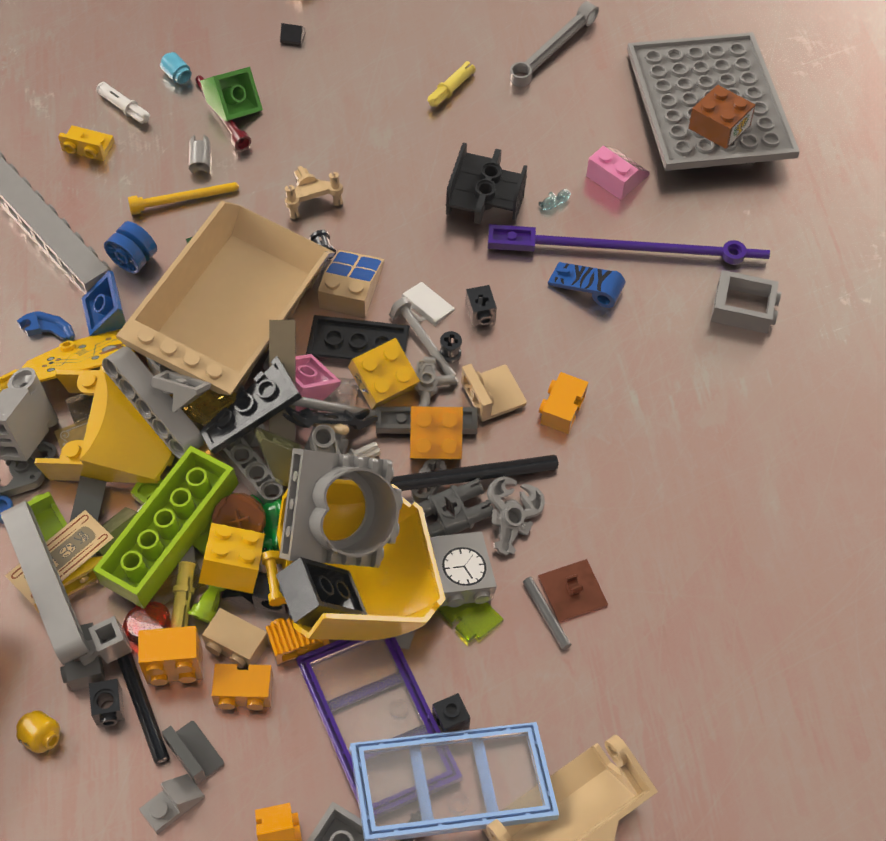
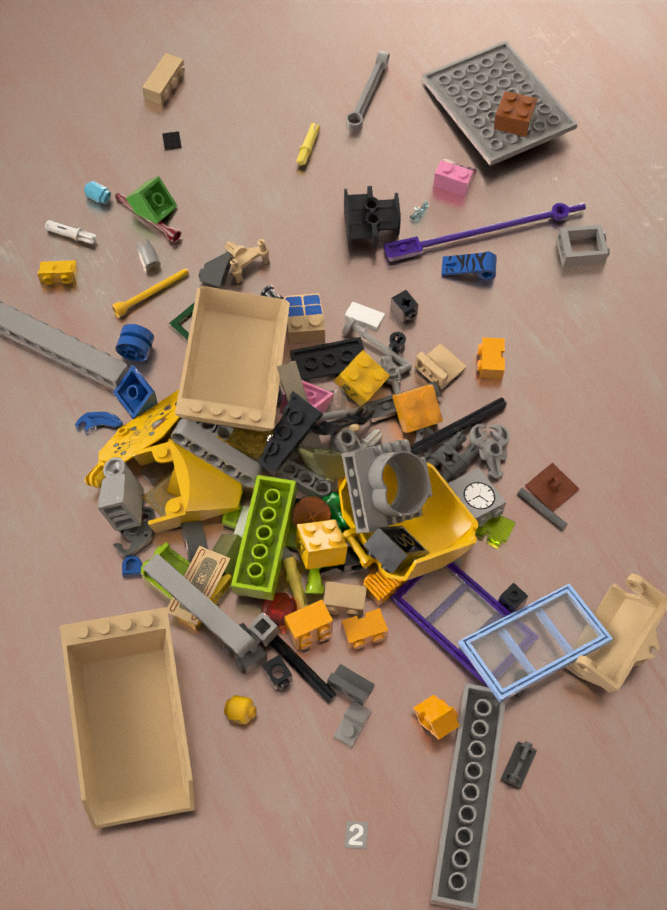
camera: 20 degrees left, 5 degrees up
(184, 388) = (238, 434): light grey slope -> none
(268, 194) = (216, 271): none -> dark grey slope

